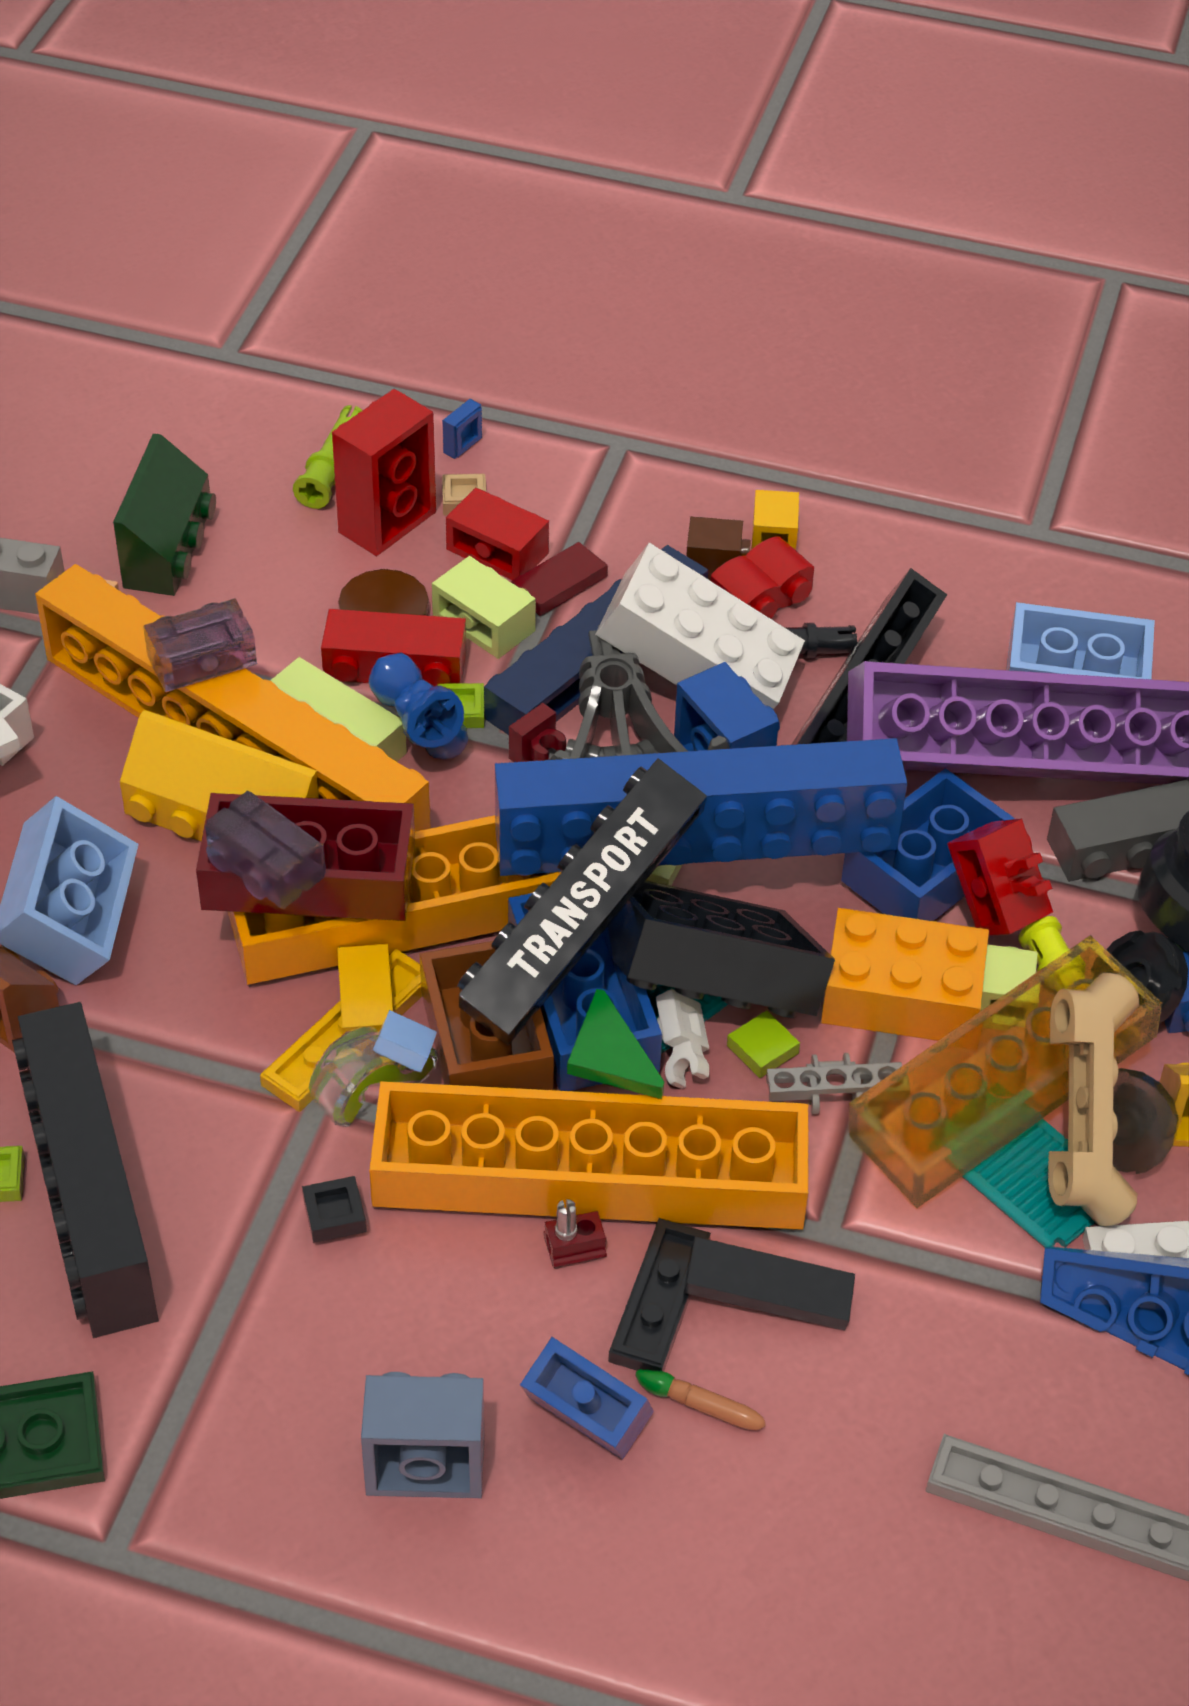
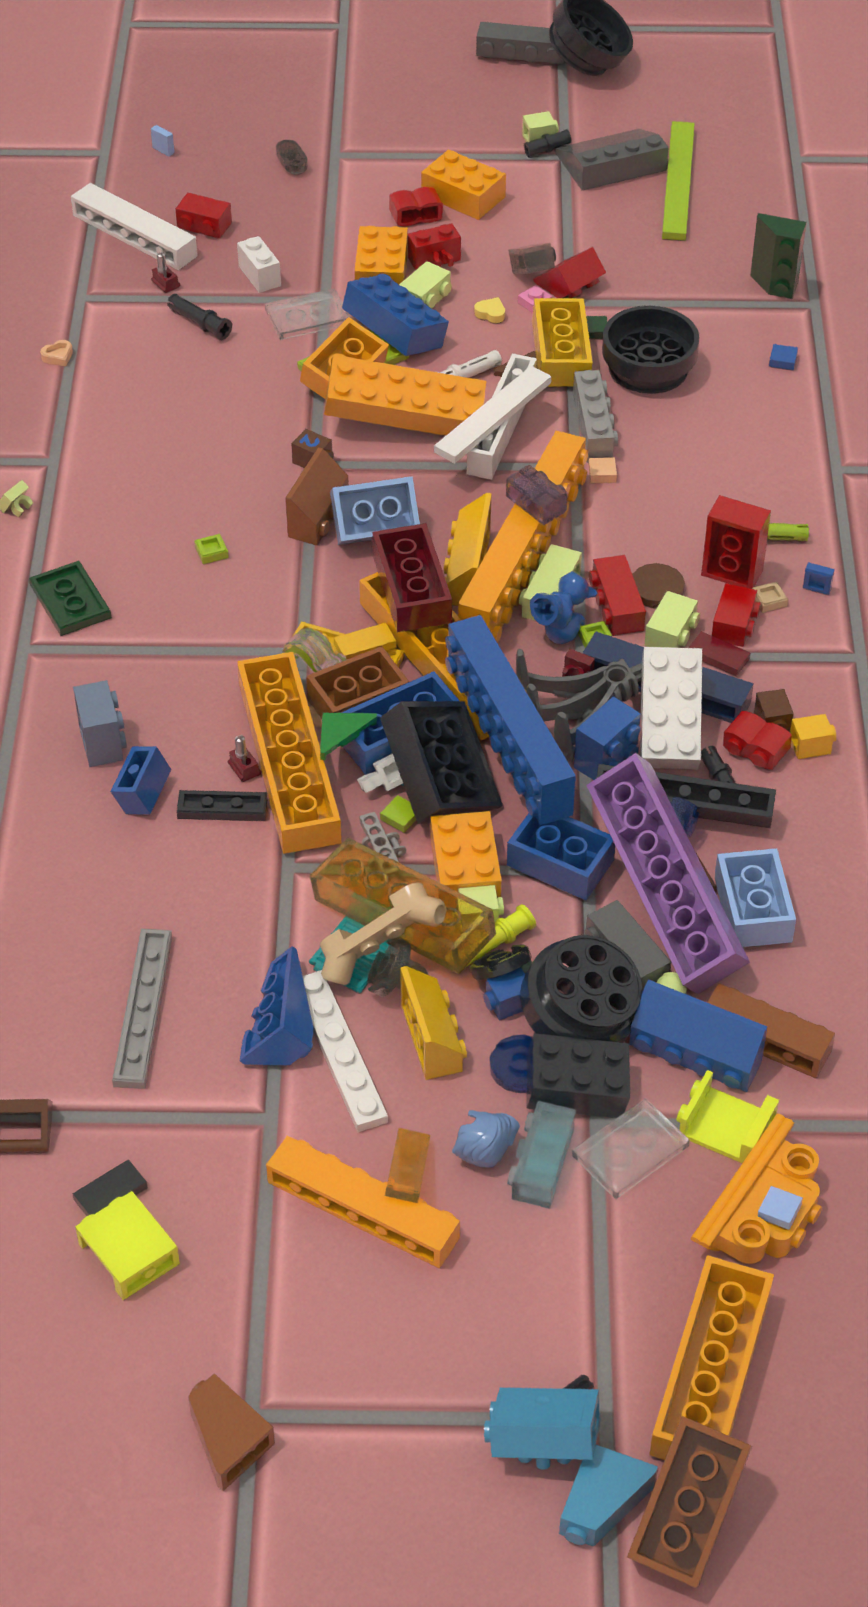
camera: 75 degrees right, 0 degrees up
(84, 1172) = (211, 568): black brick -> none
(162, 519) = (664, 470): dark green slope -> none
(264, 850) = (384, 545): brick -> none
(334, 1209) = (225, 668): black plate -> none
(404, 1041) = (320, 652): light blue tile -> none
(581, 900) = (409, 676): black brick -> none
(665, 1385) = (169, 817): nougat piece -> none
(769, 1283) = (239, 843): black tile -> none
(1001, 876) = (540, 876): red brick -> none

